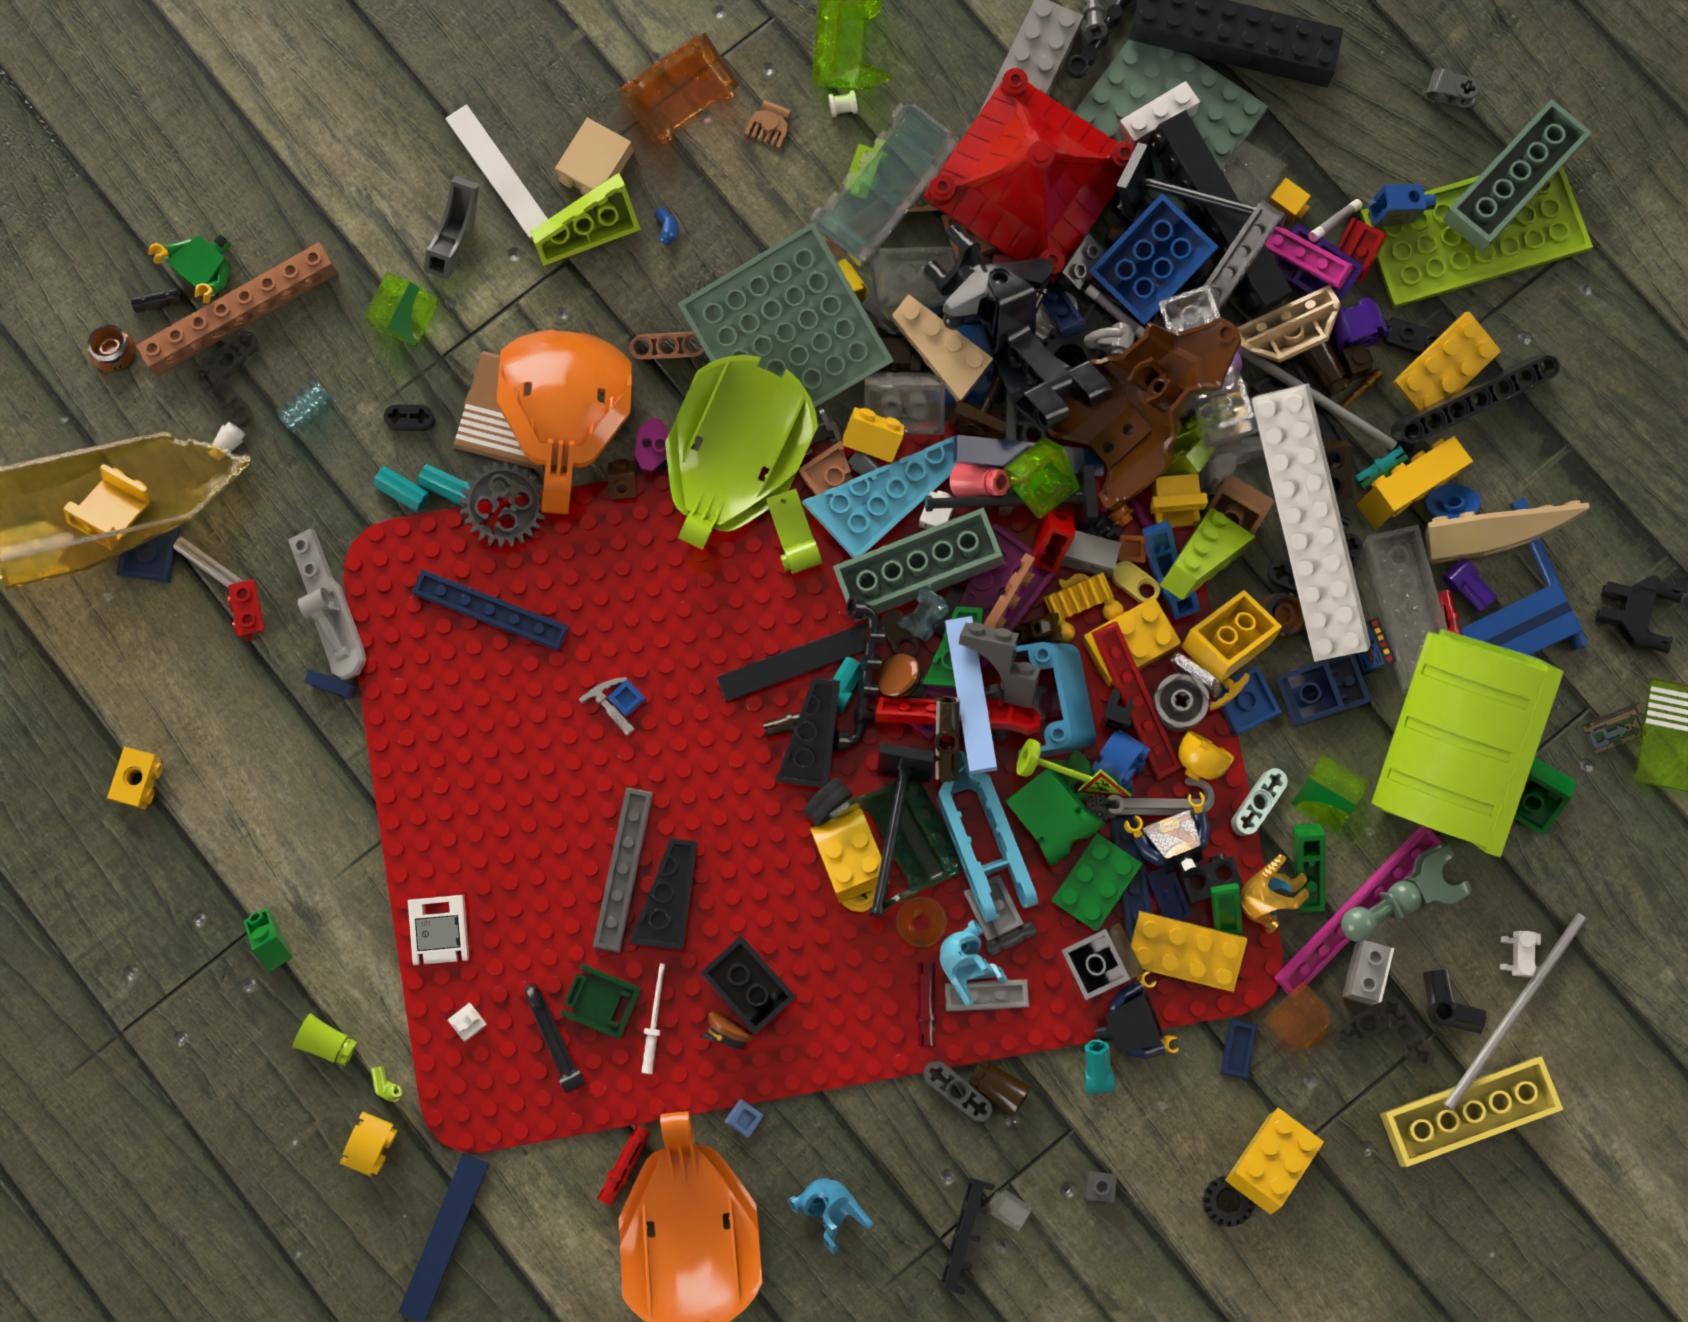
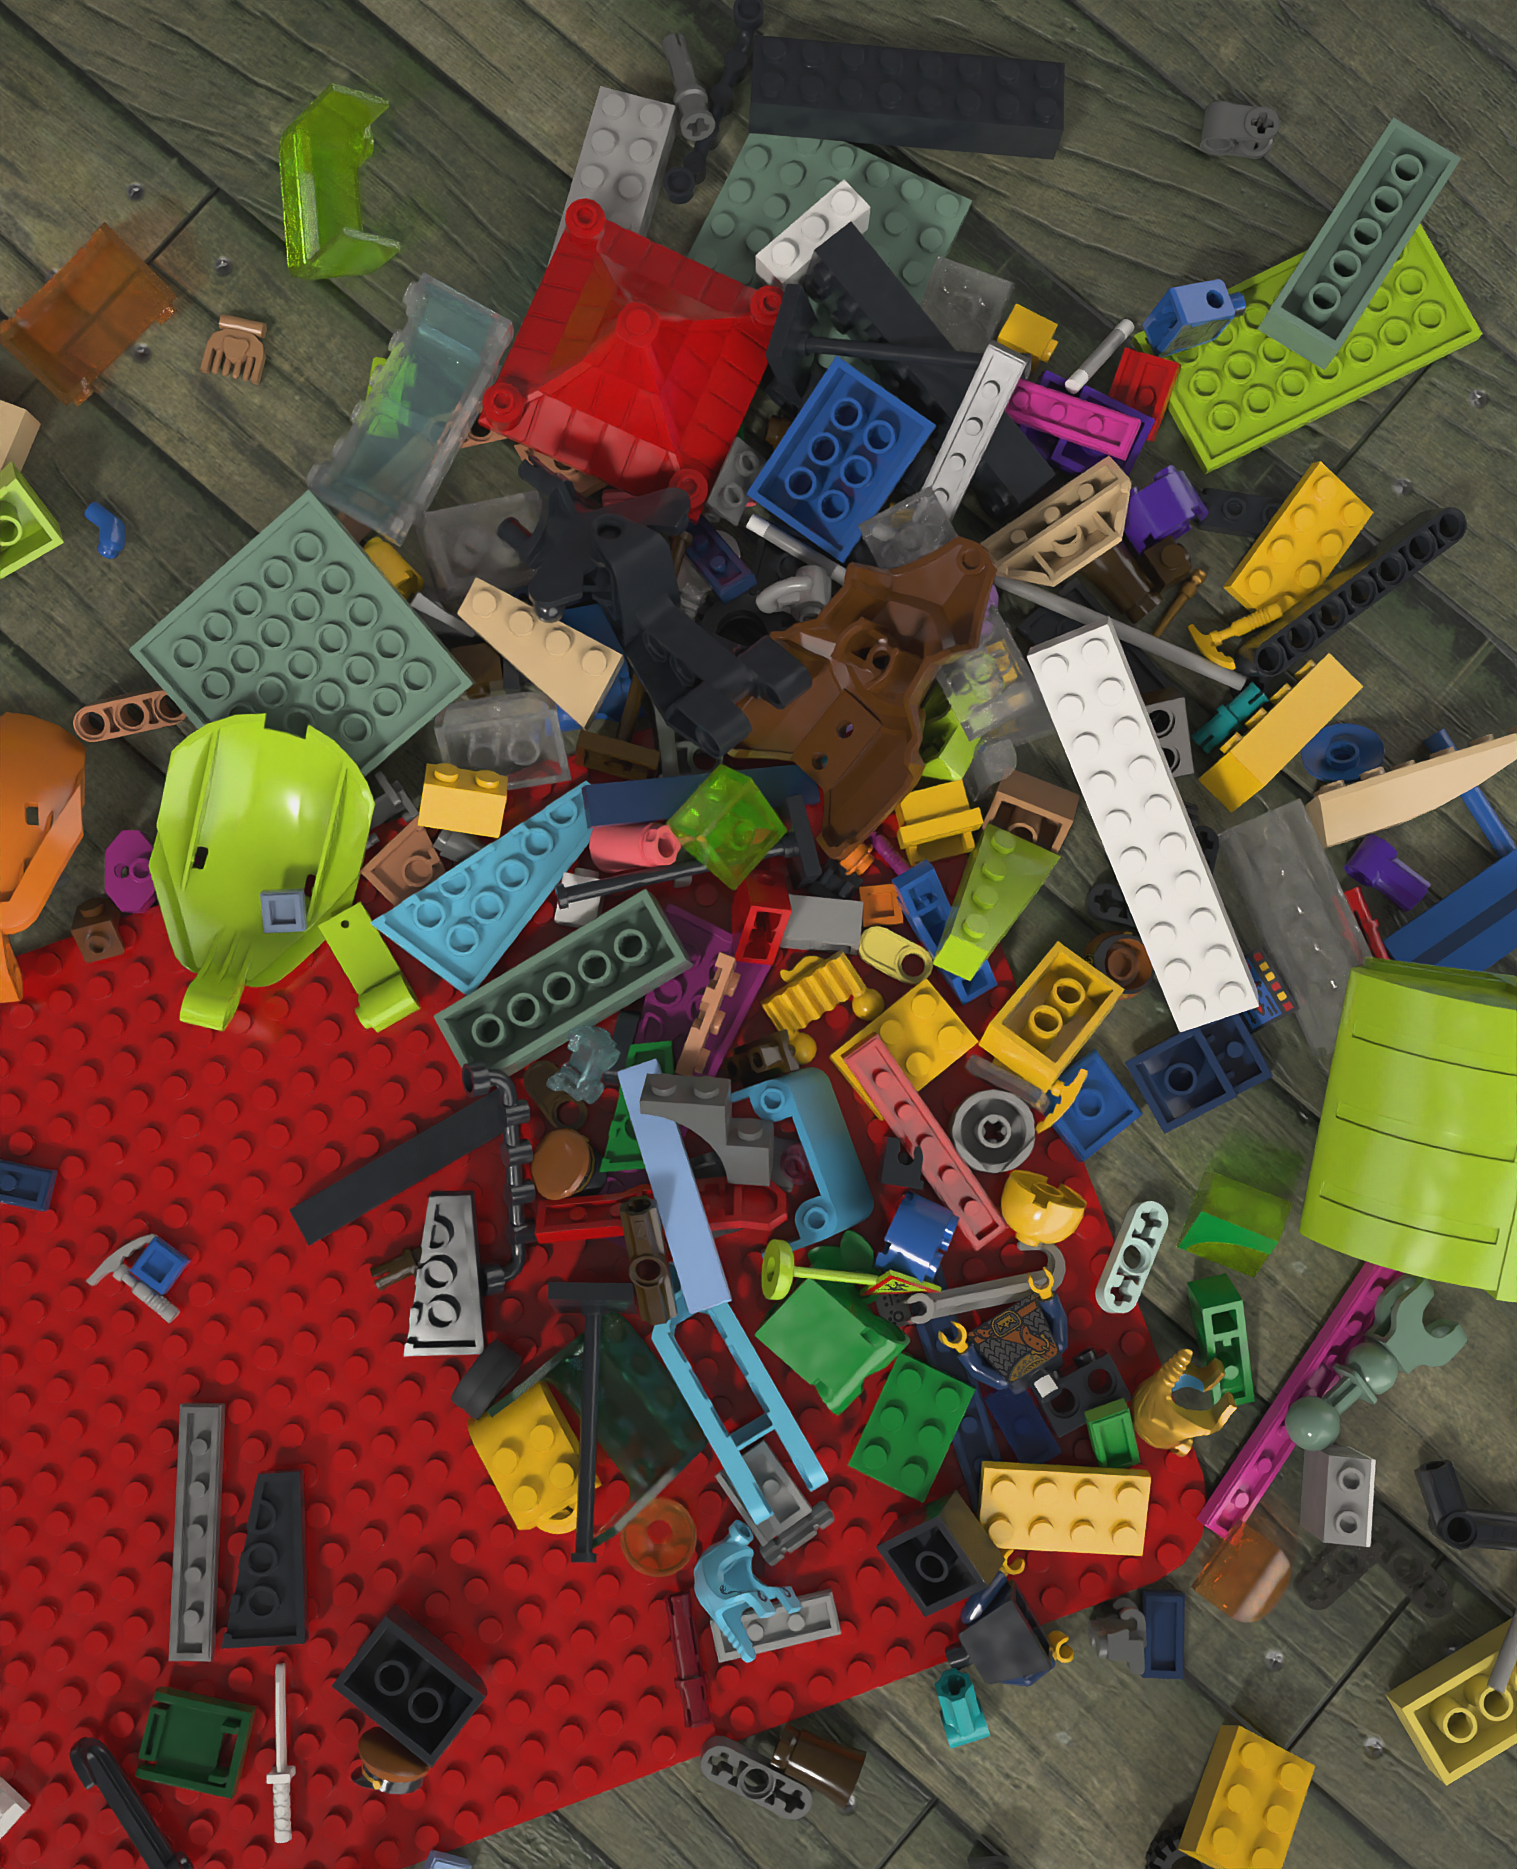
camera: 15 degrees left, 5 degrees up
(746, 485) = (283, 910): none -> sand blue tile
(843, 103) = (340, 300): white bush -> none
(850, 675) = (486, 1180): teal piece -> none
(1210, 1040) = (1120, 1637): none -> dark grey piece
(1376, 416) = (1207, 643): none -> yellow piece

